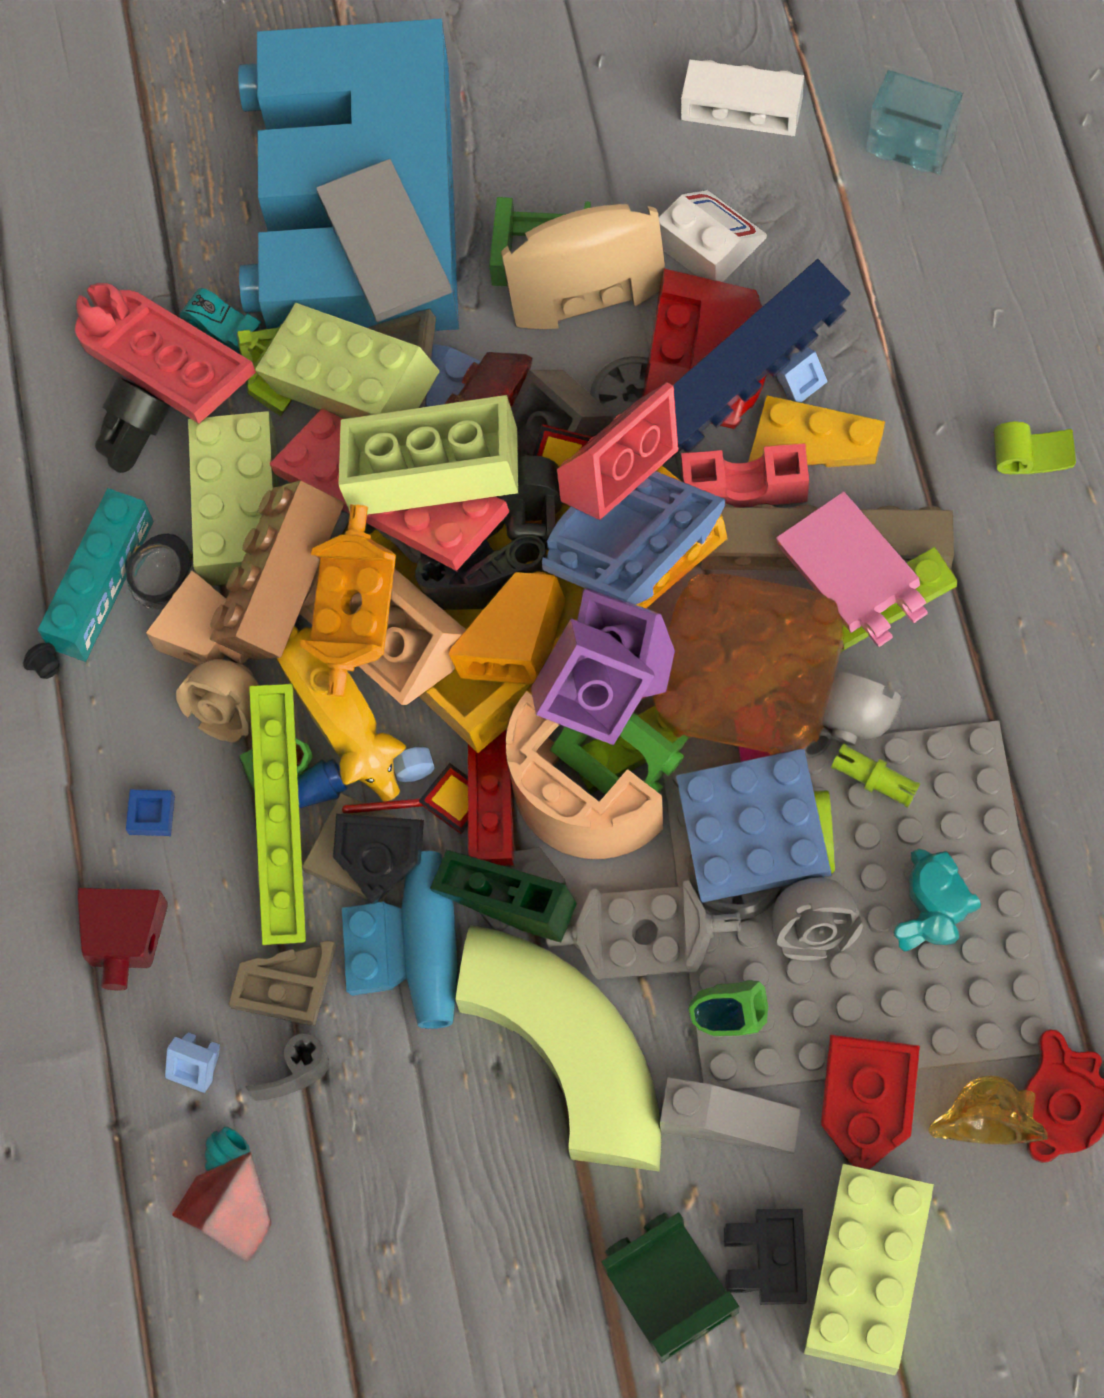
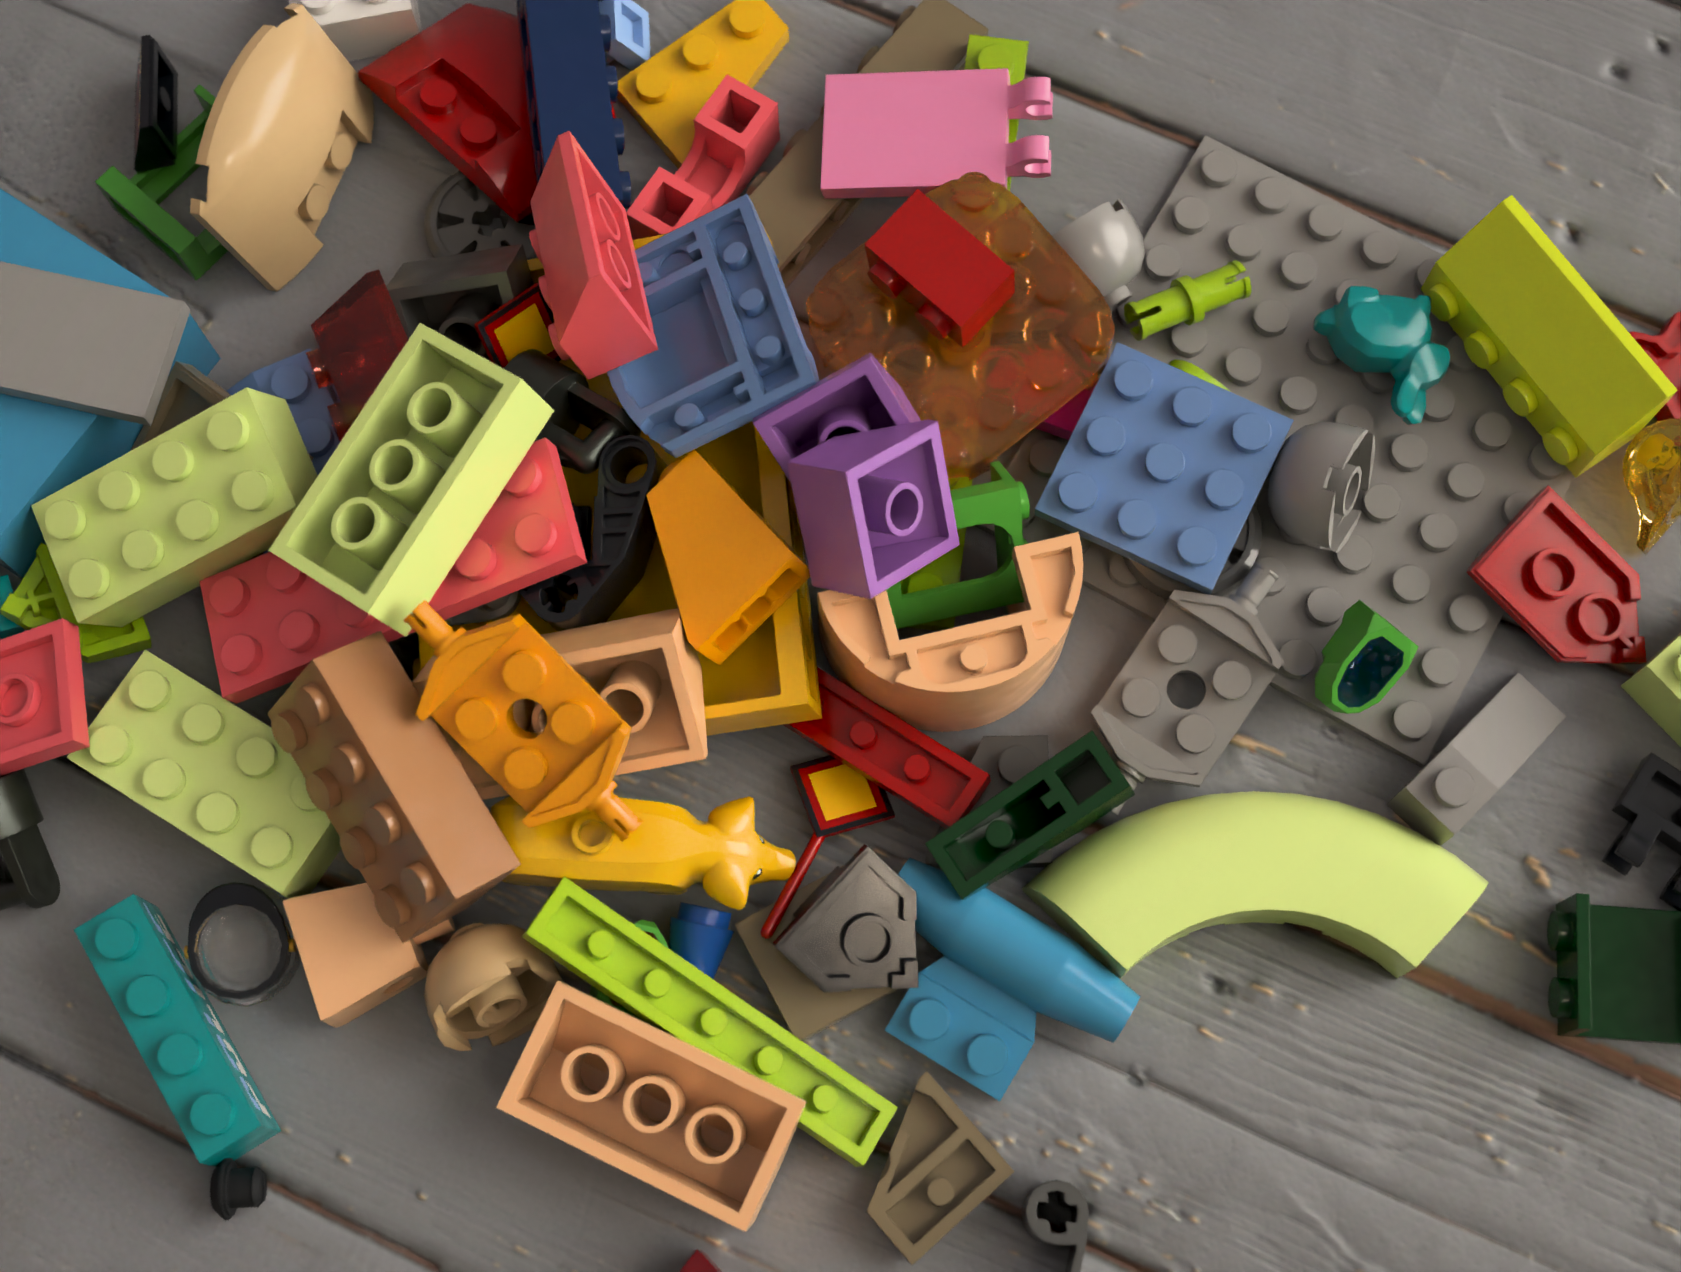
camera: 60 degrees left, 5 degrees up
(150, 812) = (567, 1189): blue plate -> none
(213, 818) = (653, 1105): none -> light nougat slope
(413, 764) = (769, 806): light blue tile -> none
(564, 192) = (155, 109): none -> black slope
(757, 623) = (938, 270): none -> red brick
(998, 980) = (1546, 338): none -> neon yellow slope

